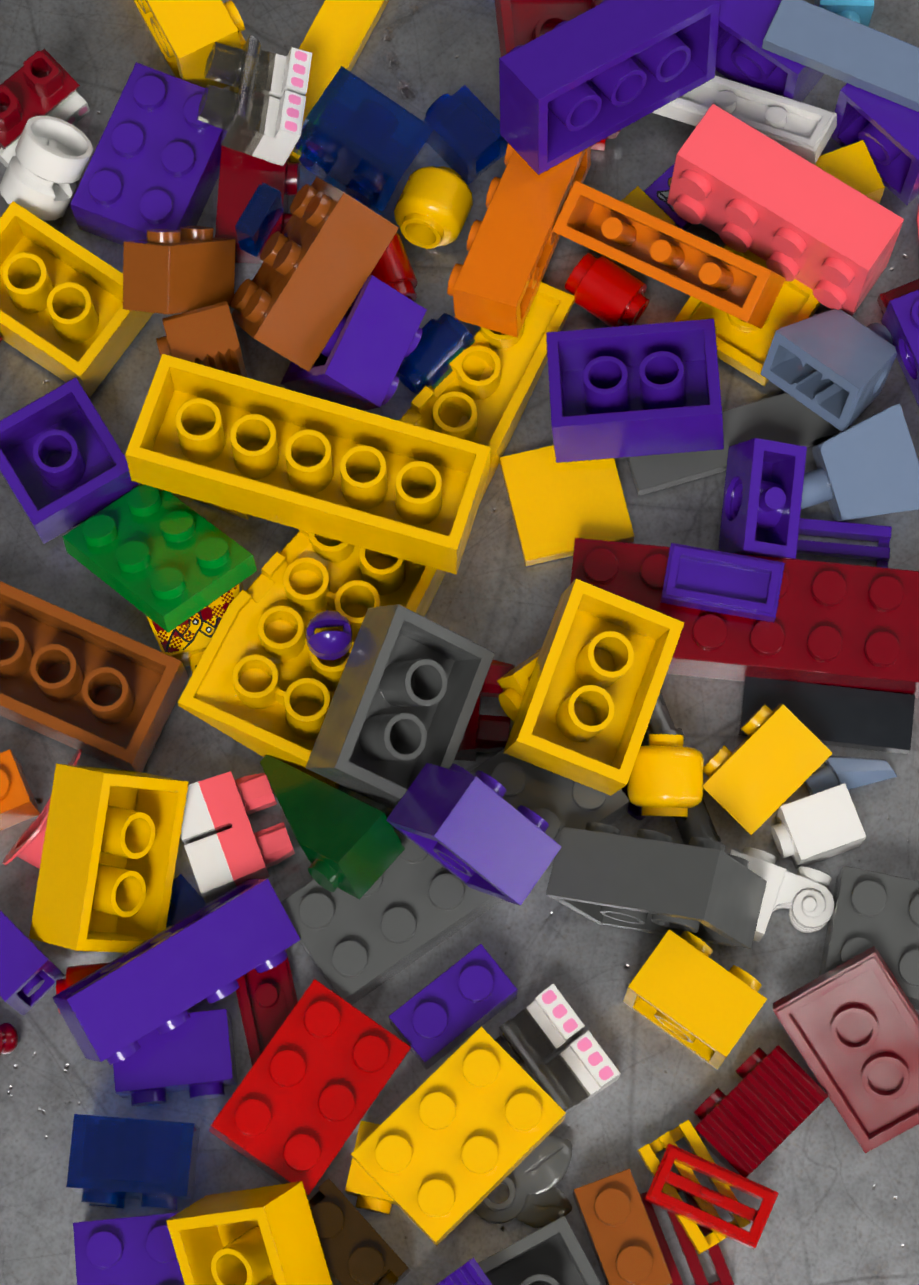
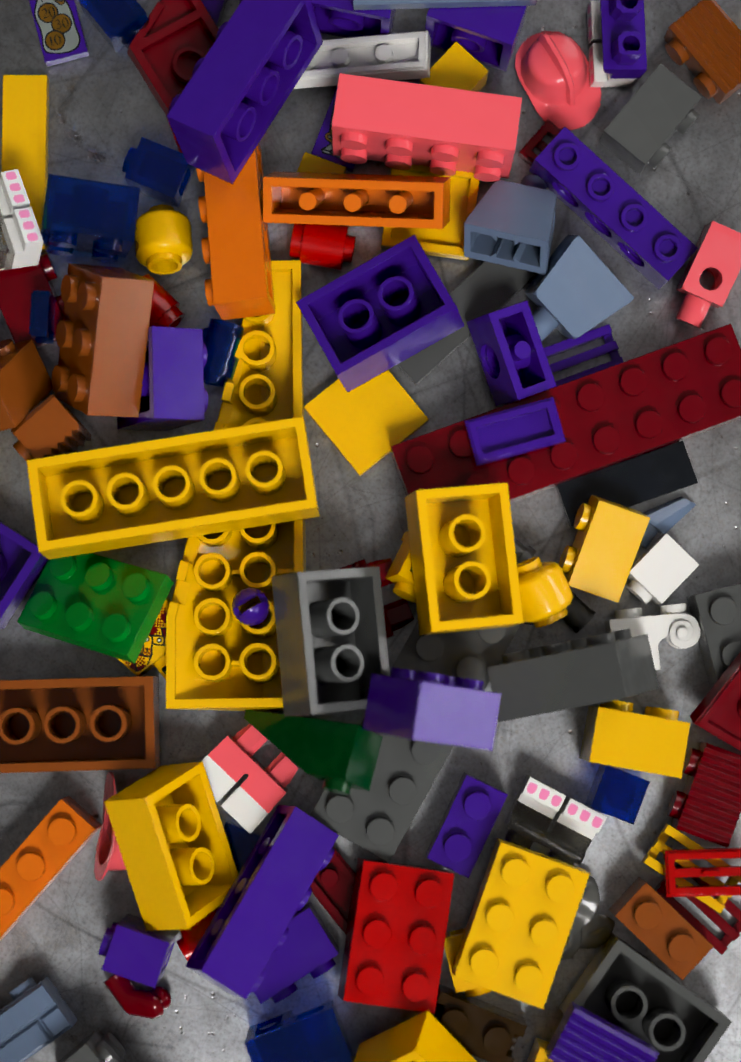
camera: 30 degrees left, 10 degrees up
(646, 1055) = (617, 793): none -> clear blue brick

